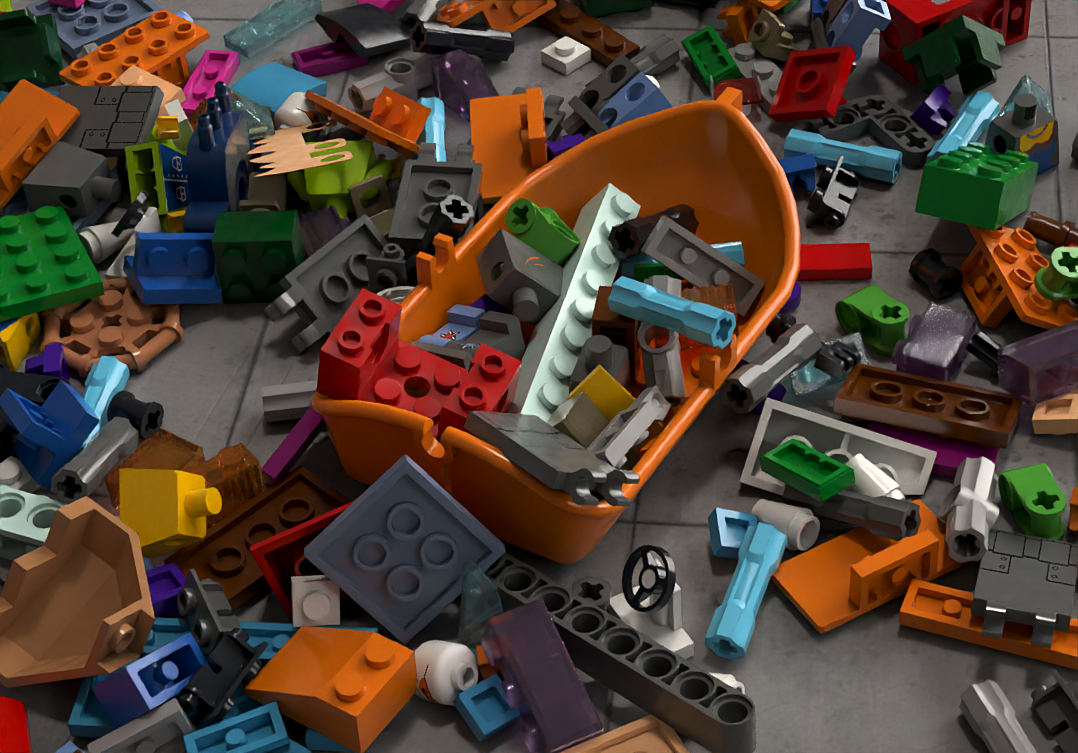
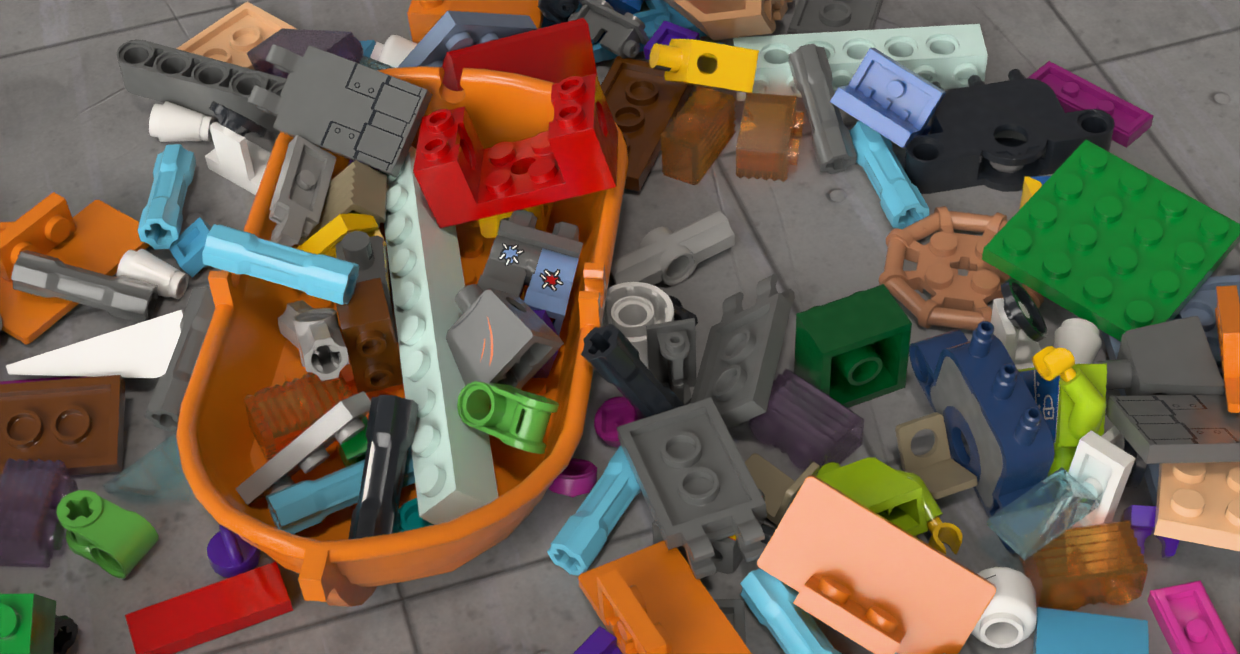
camera: 155 degrees right, 5 degrees up
(50, 363) = (961, 188): dark purple tile -> none
(141, 415) = (842, 183): black bush -> none
(173, 269) = (943, 297): blue bracket -> none
(292, 152) = (897, 422): light nougat piece -> none
(292, 447) = (647, 190): magenta tile -> none
(807, 470) = (127, 276): green plate -> none
(830, 359) = (138, 433): black hinge -> none
(871, 480) = (67, 323): white cone -> none

